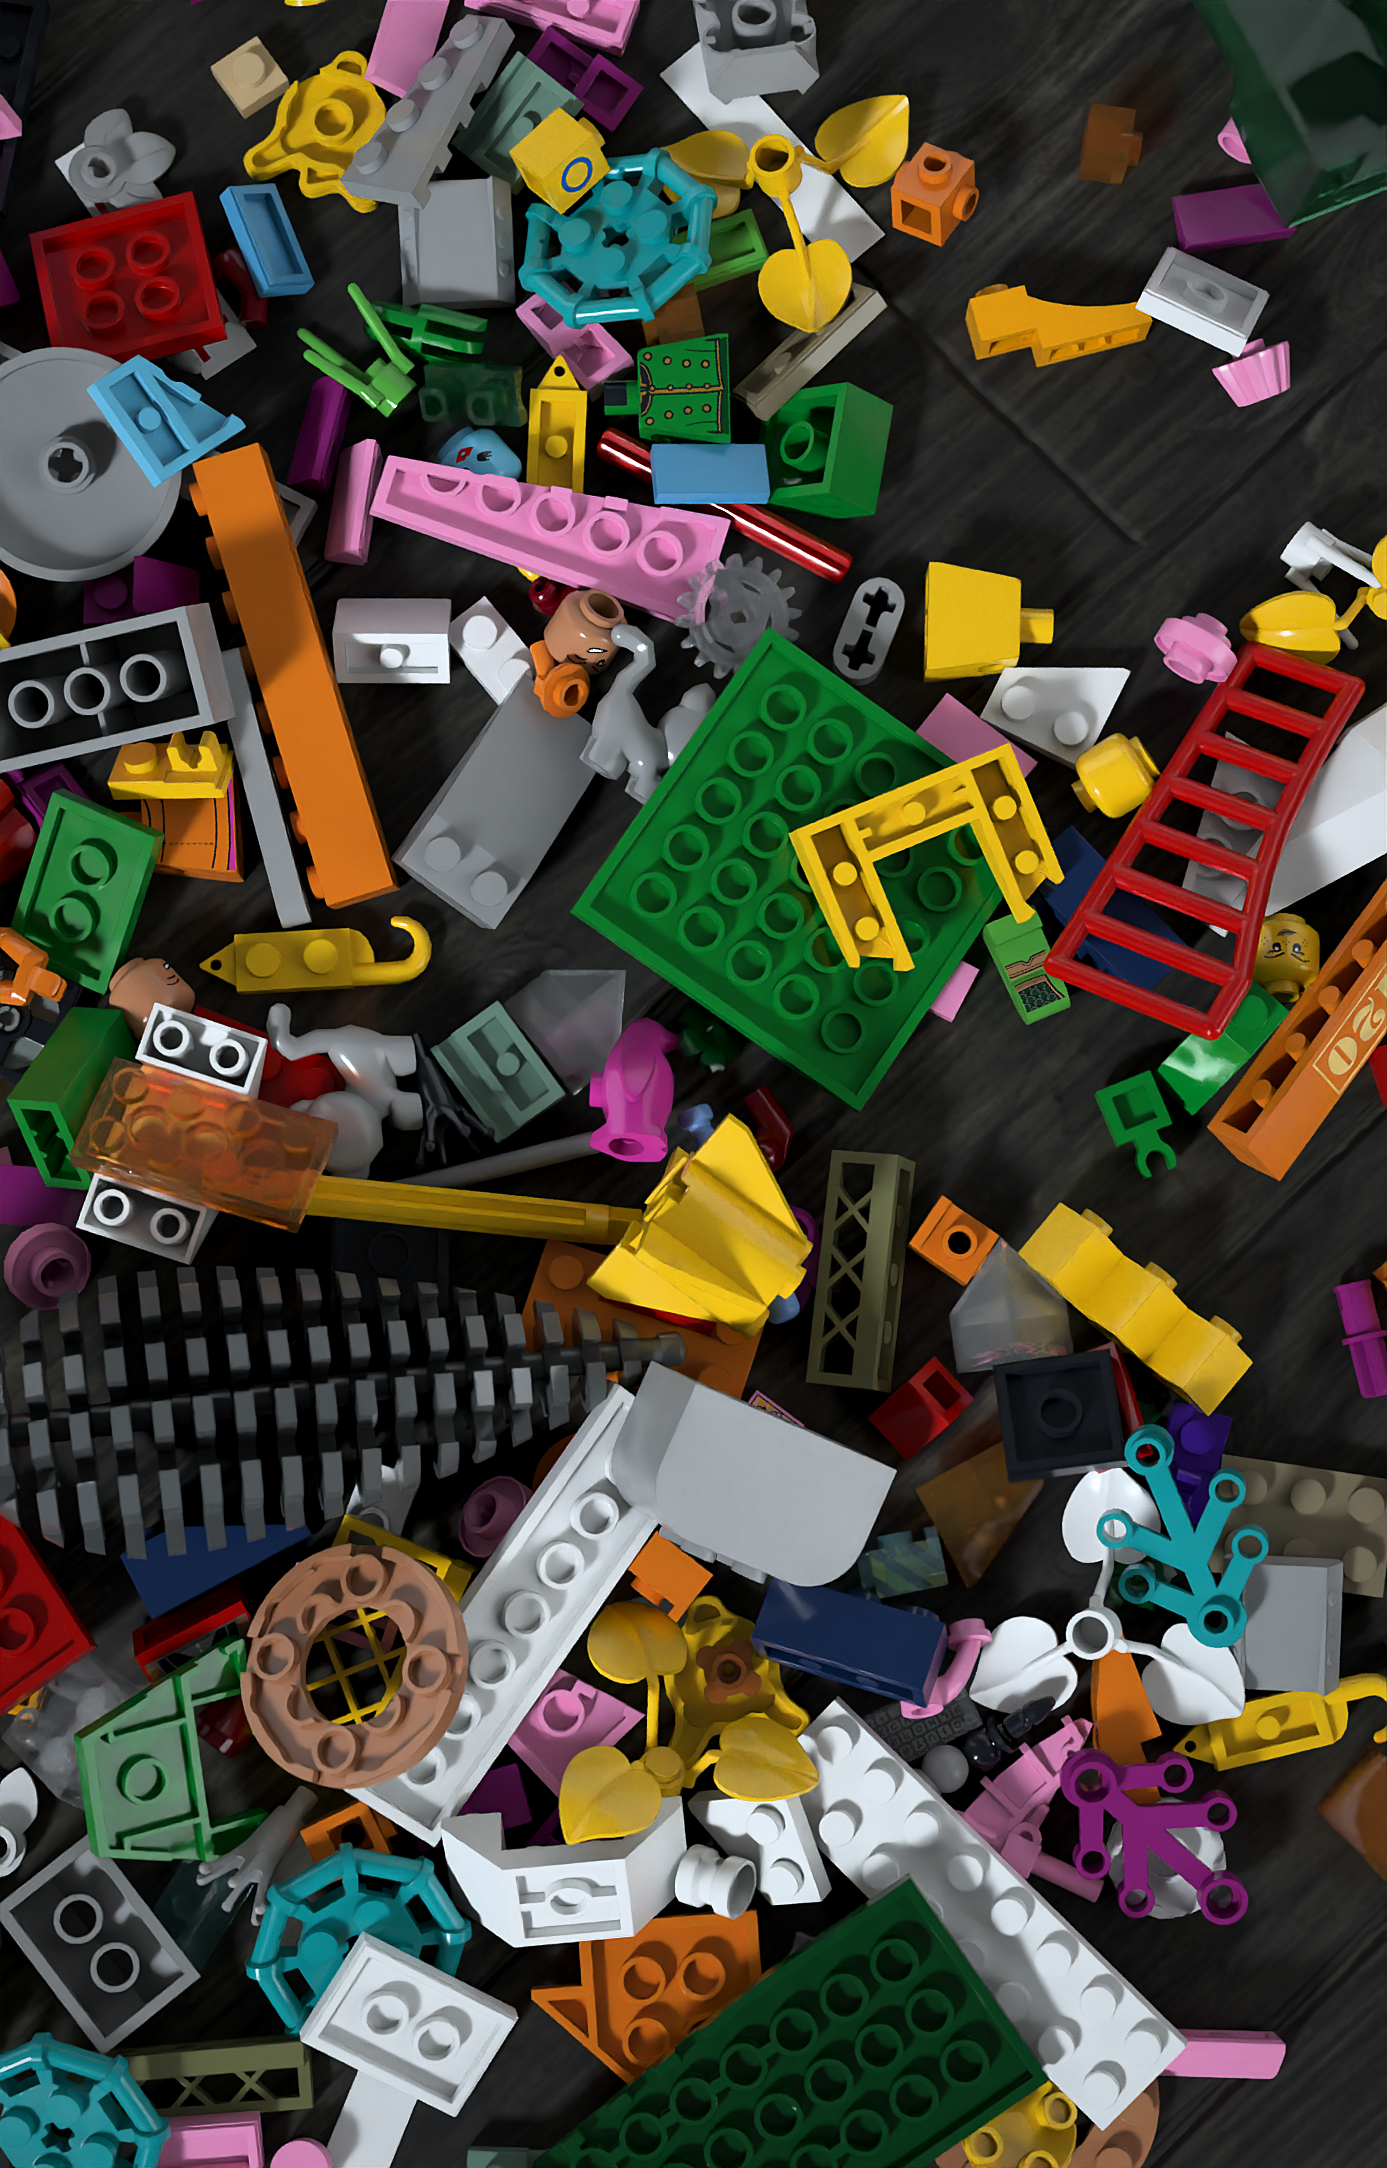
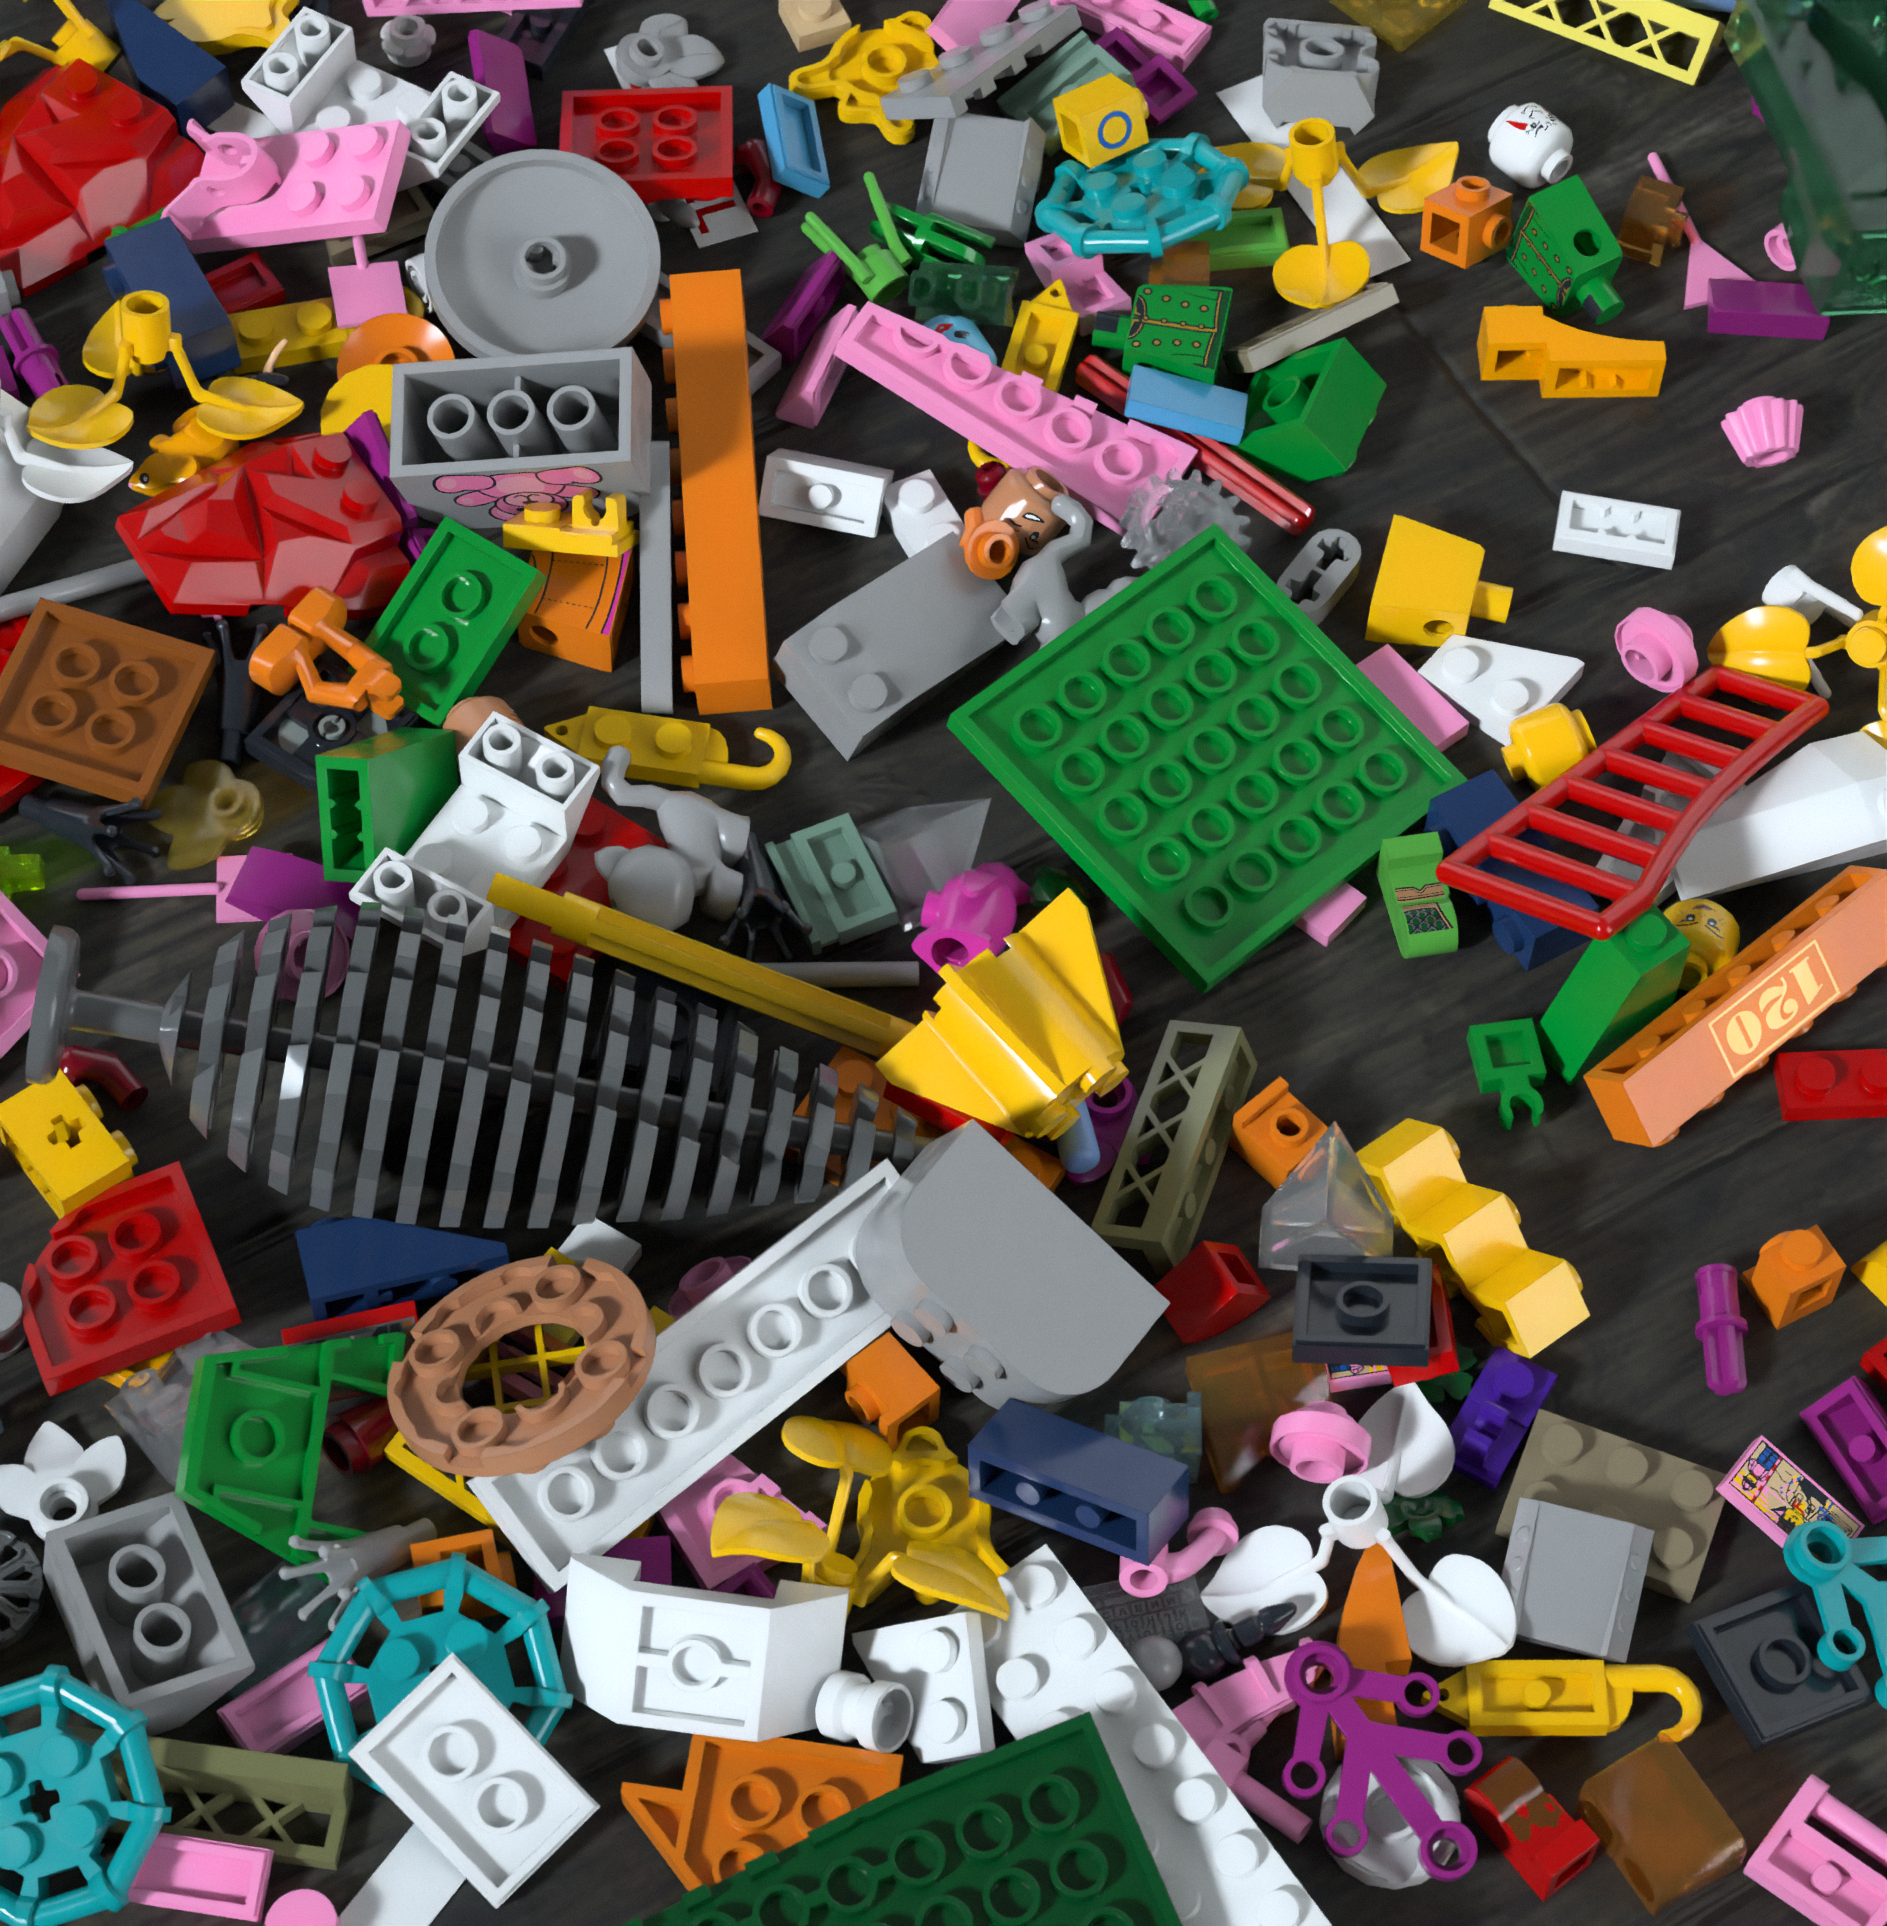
camera: 10 degrees right, 25 degrees down
(160, 418) = (647, 229): medium azure wing -> none
(204, 1144) = (507, 844): clear orange plate -> none
(224, 1988) = (282, 1708): none -> bright pink tile
(742, 1681) = (933, 1514): dark orange plate -> none
(977, 80) = (1530, 145): none -> white head
(977, 791) = (1406, 706): yellow wedge -> none
(1039, 212) = (1567, 252): none -> green torso
(1046, 1541) = (1320, 1443): none -> bright pink plate
(1135, 513) = (1617, 530): none -> white plate
(1166, 173) = (1703, 260): none -> bright pink piece
(1186, 1548) = (1479, 1458): teal plant -> none
(1203, 301) = (1722, 357): white plate -> none
(1285, 1847) = (1530, 1827): none -> red leg

